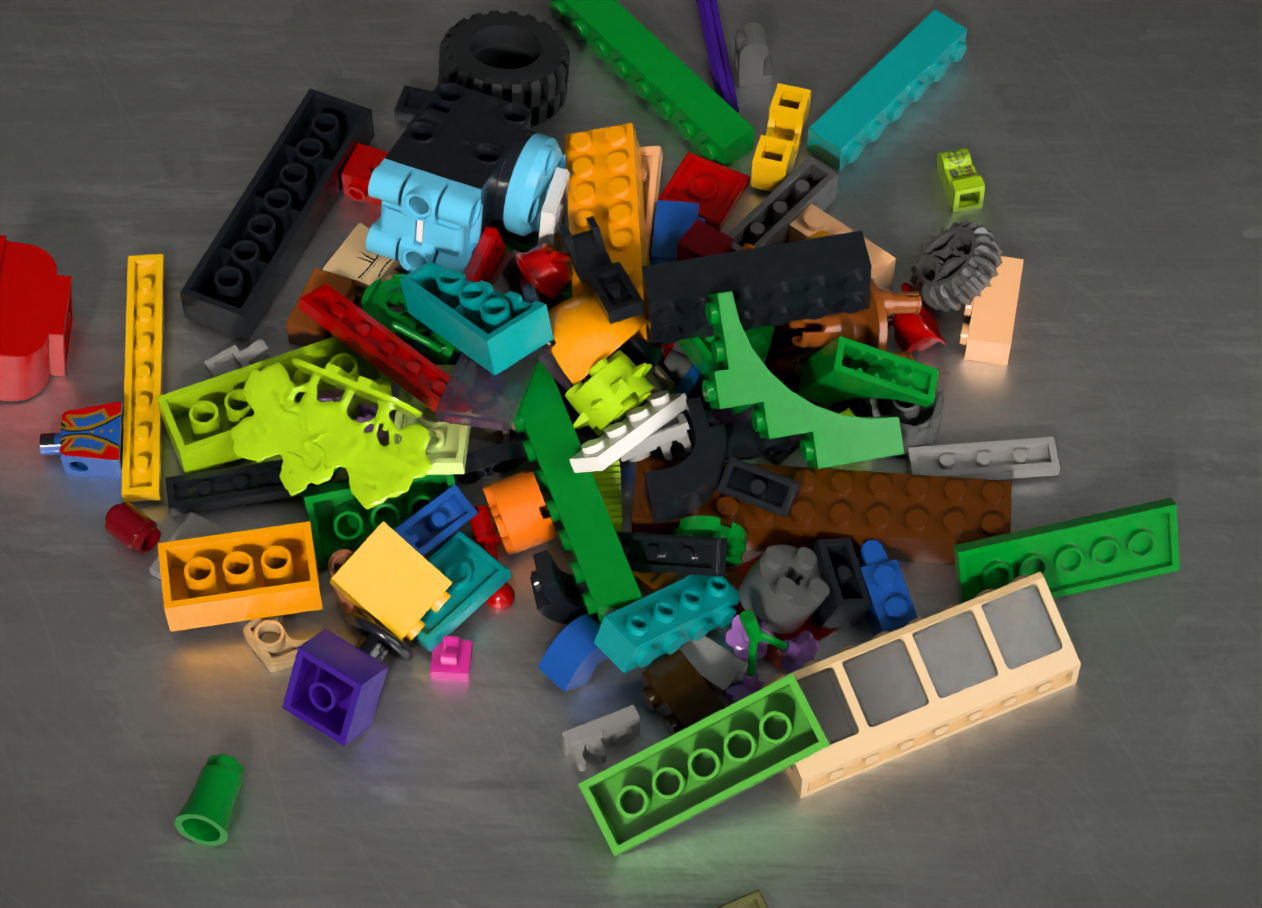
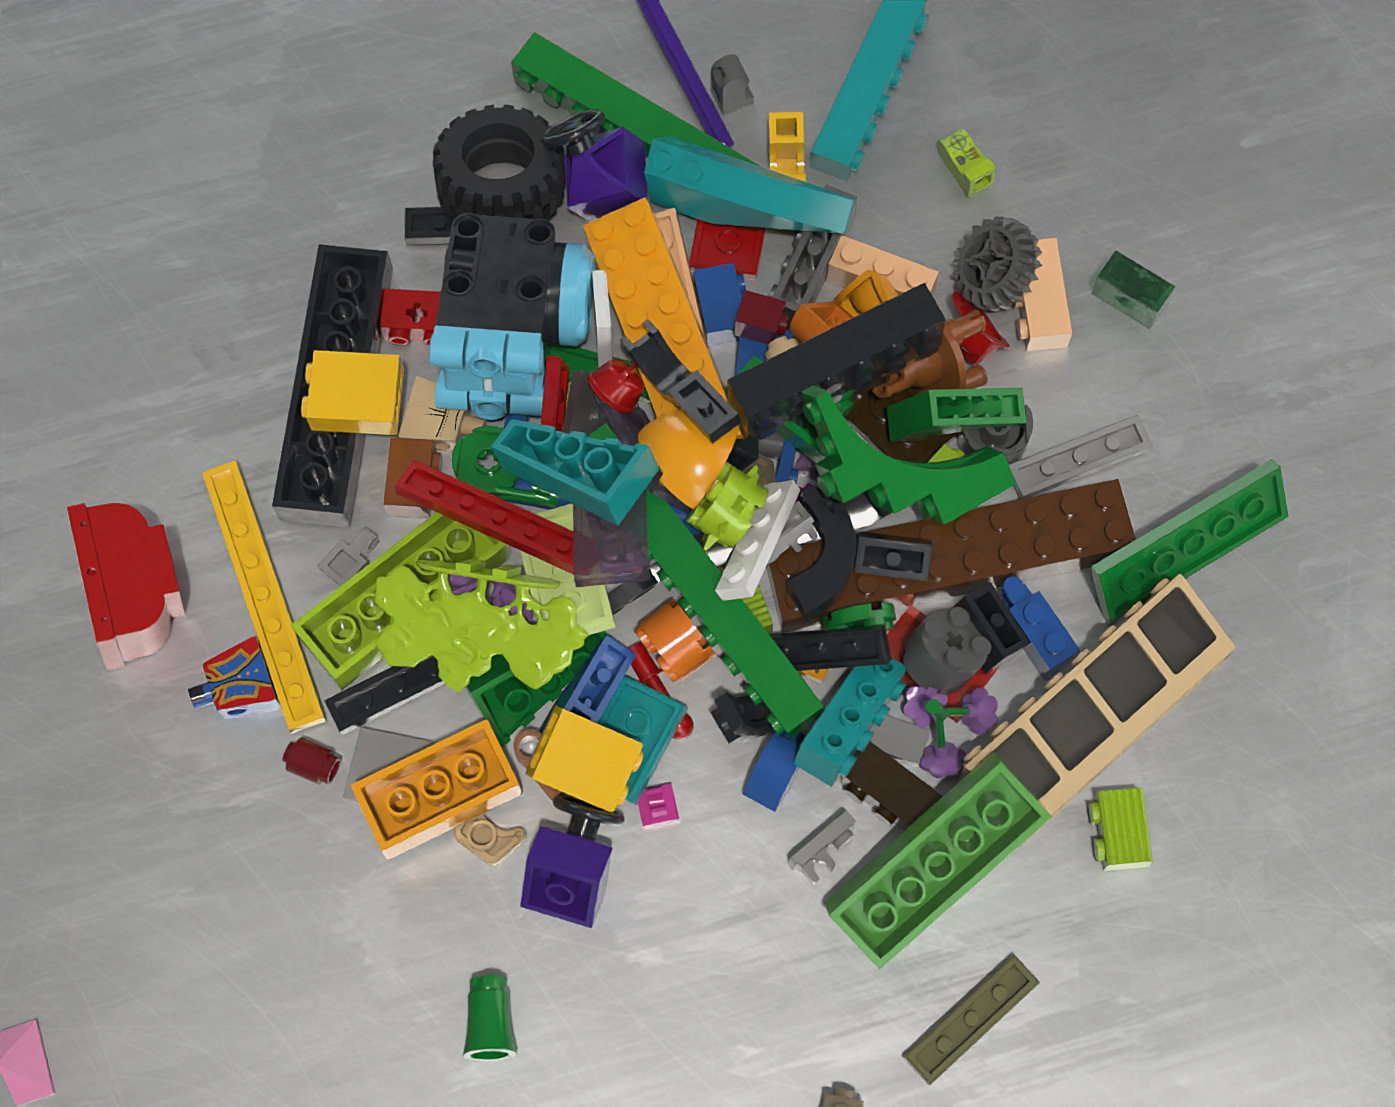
camera: 15 degrees left, 15 degrees up
(293, 213) = (353, 392): none -> yellow brick
(599, 91) = (600, 169): none -> dark purple piece
(721, 141) = (739, 192): none -> teal wedge
(909, 803) = (1121, 829): none -> lime brick
(1087, 326) = (1133, 289): none -> clear green brick

